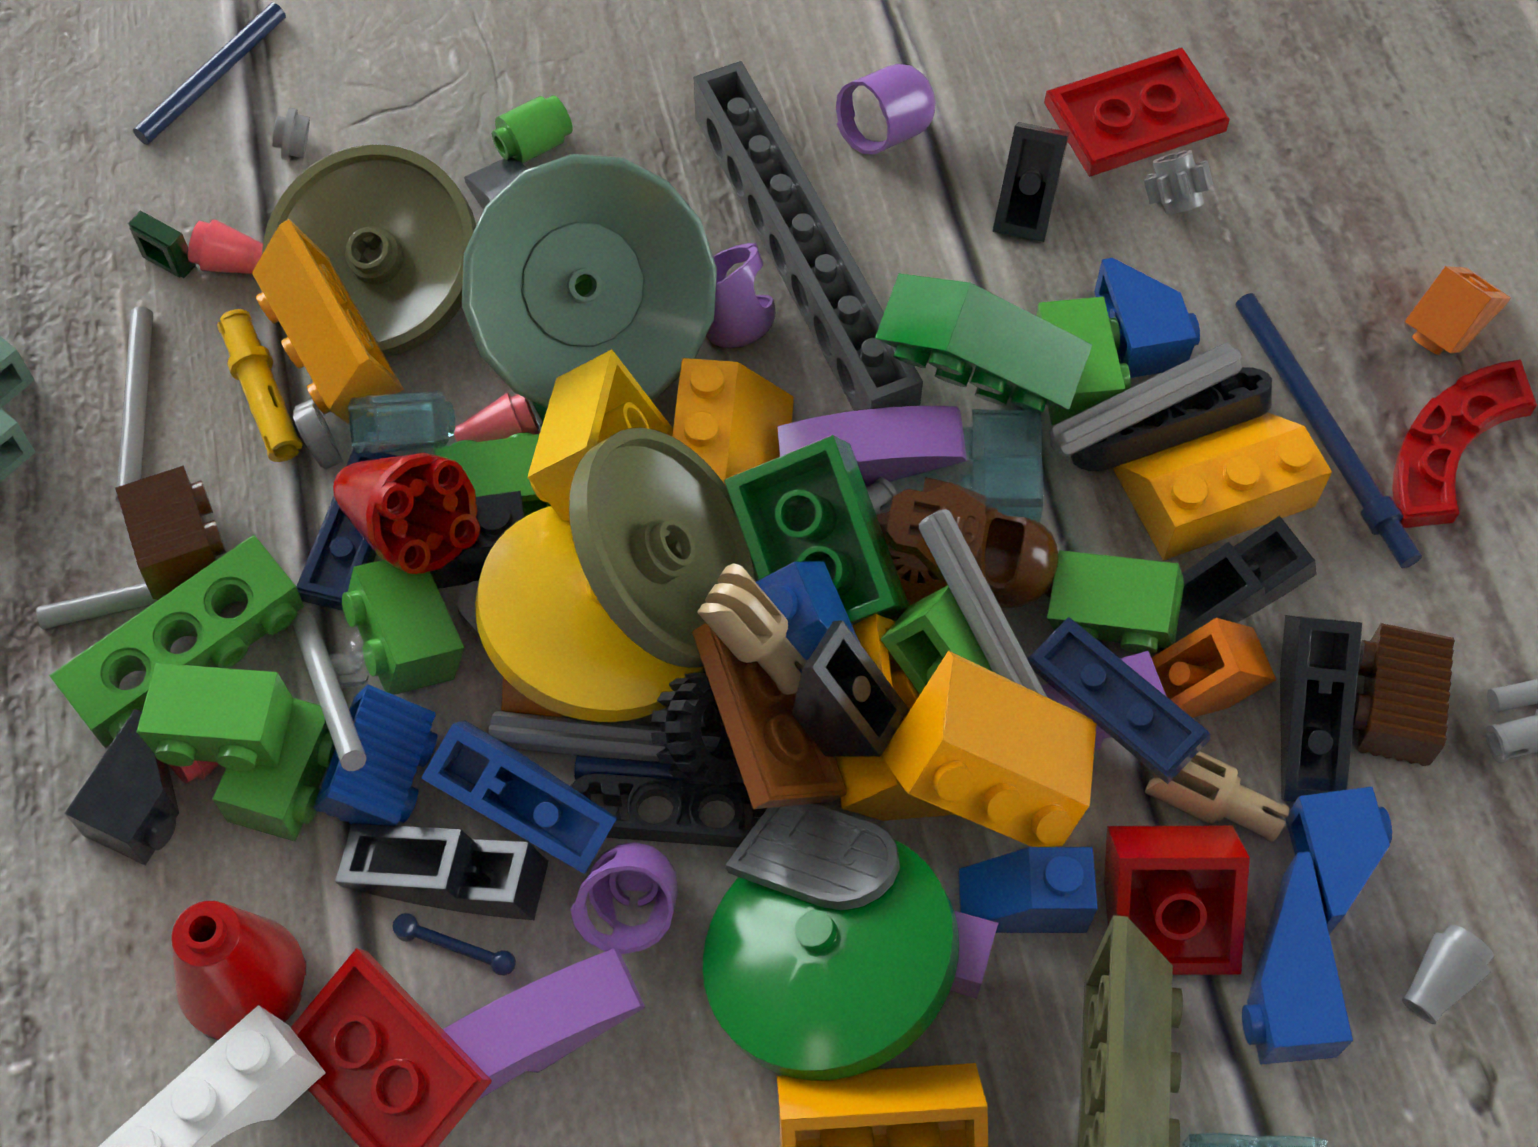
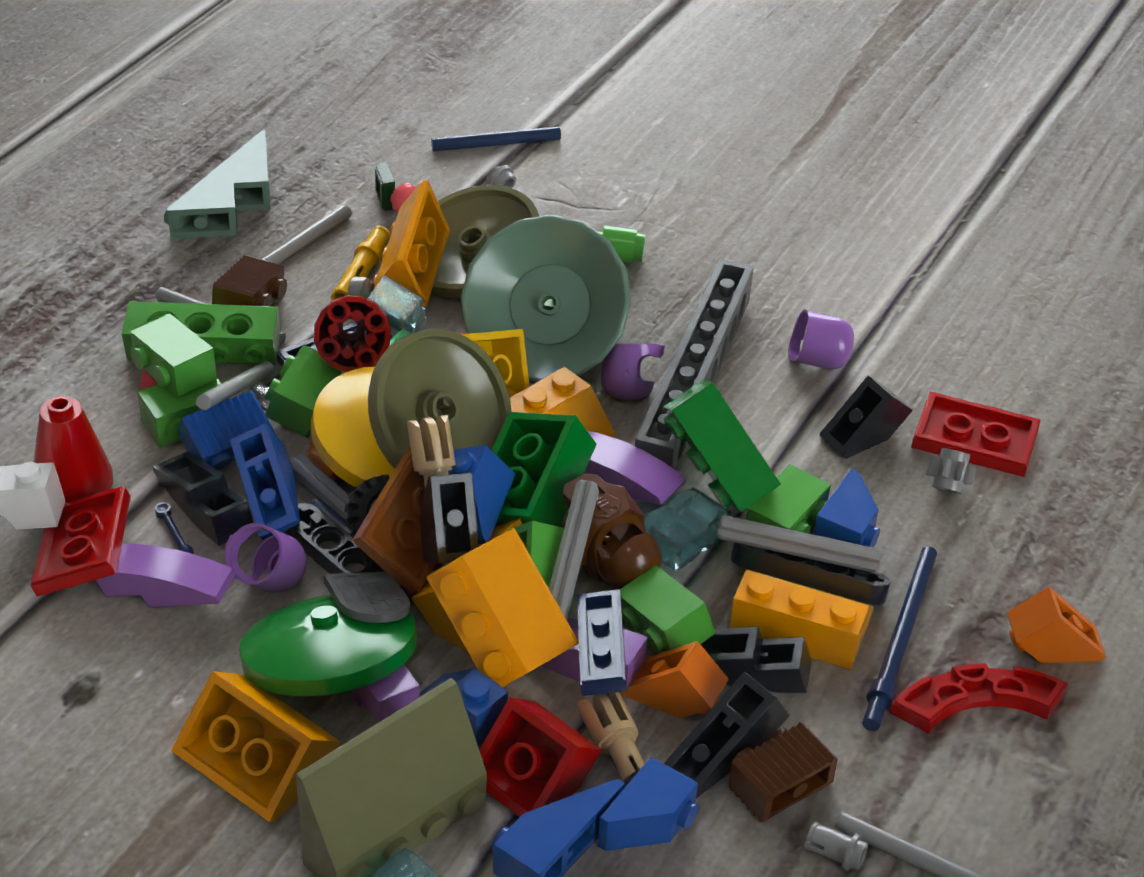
camera: 40 degrees right, 20 degrees down
(127, 798) = (107, 376): black slope -> none

